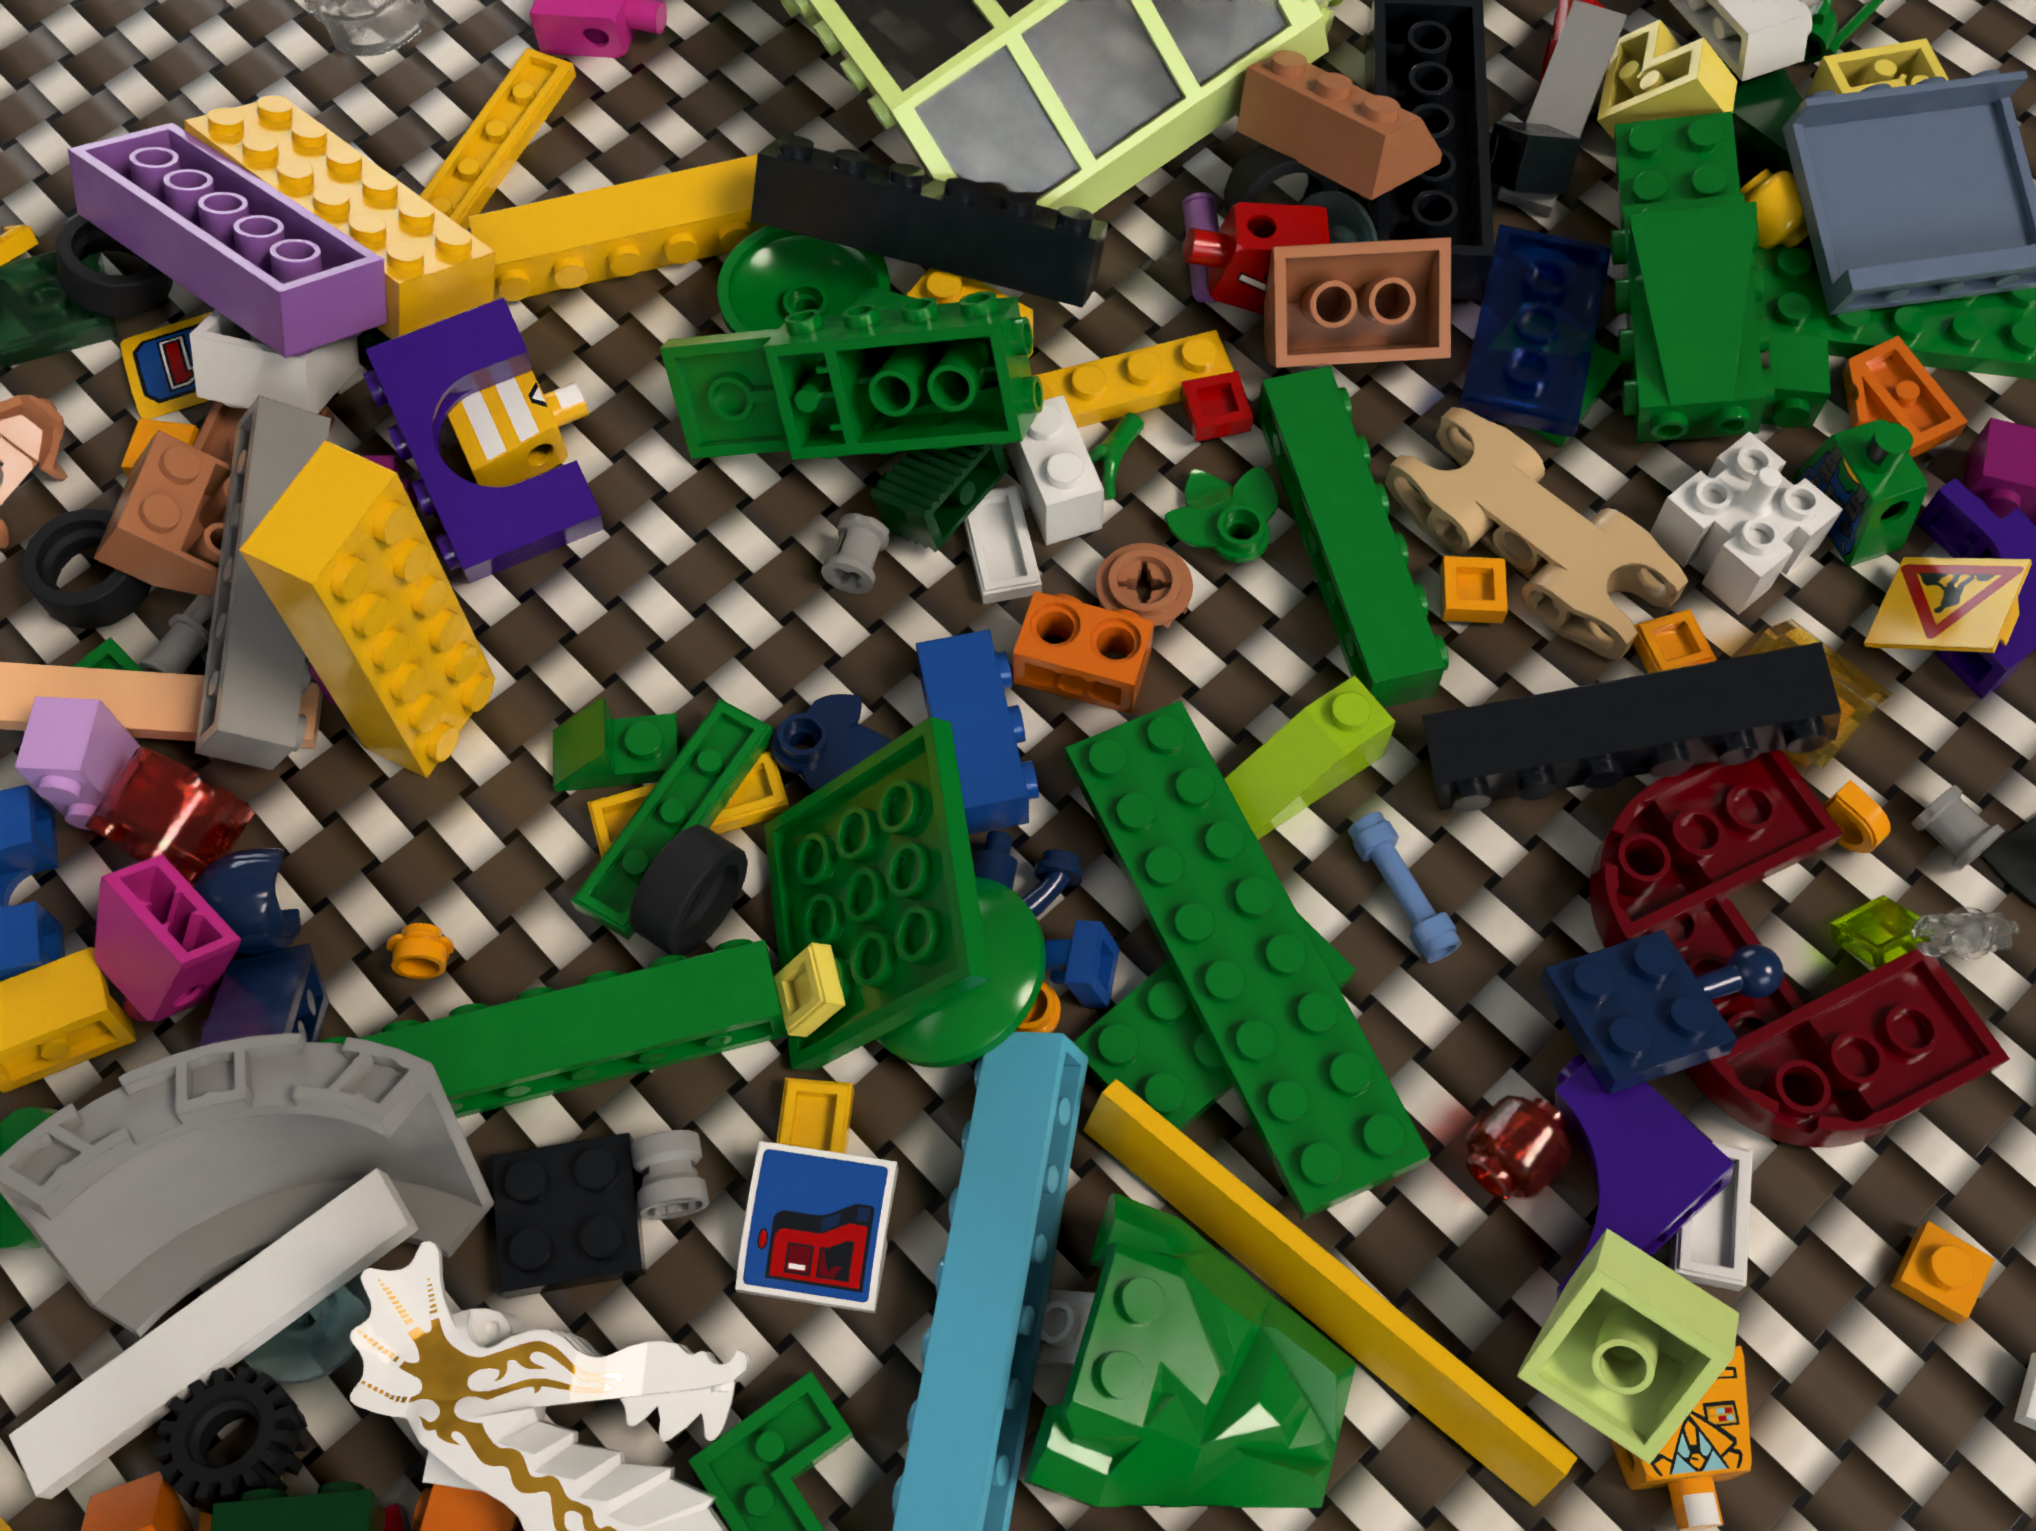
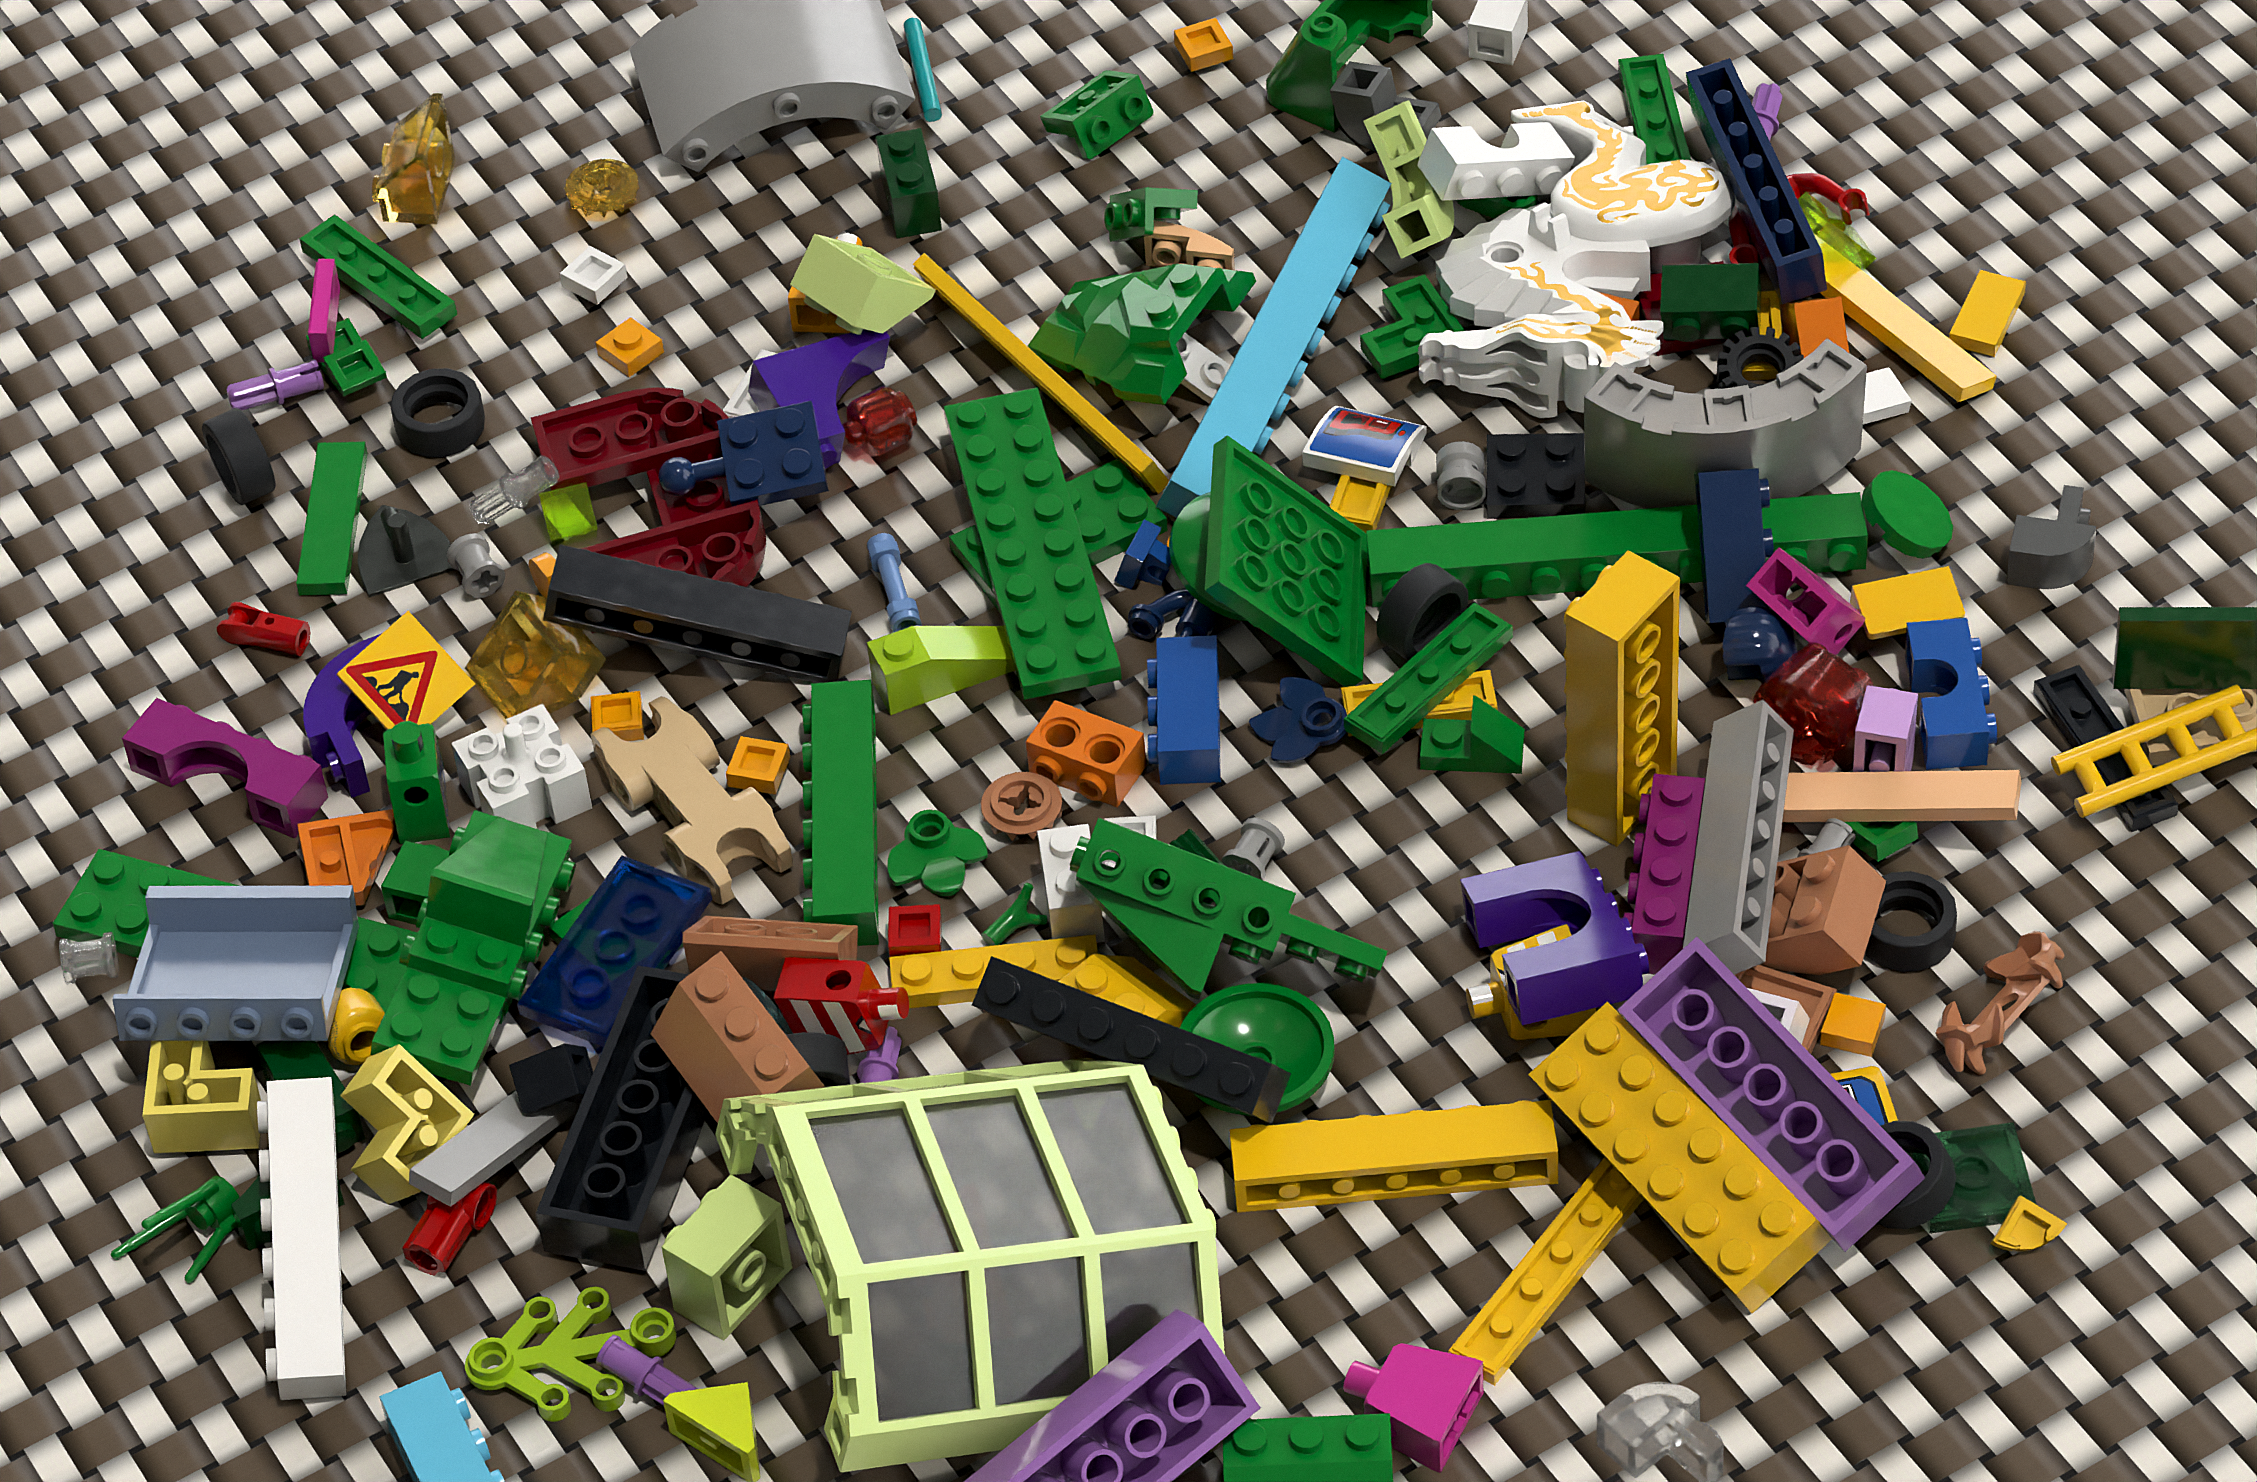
camera: 165 degrees left, 15 degrees down
(809, 990) = (1344, 544): light yellow tile -> none

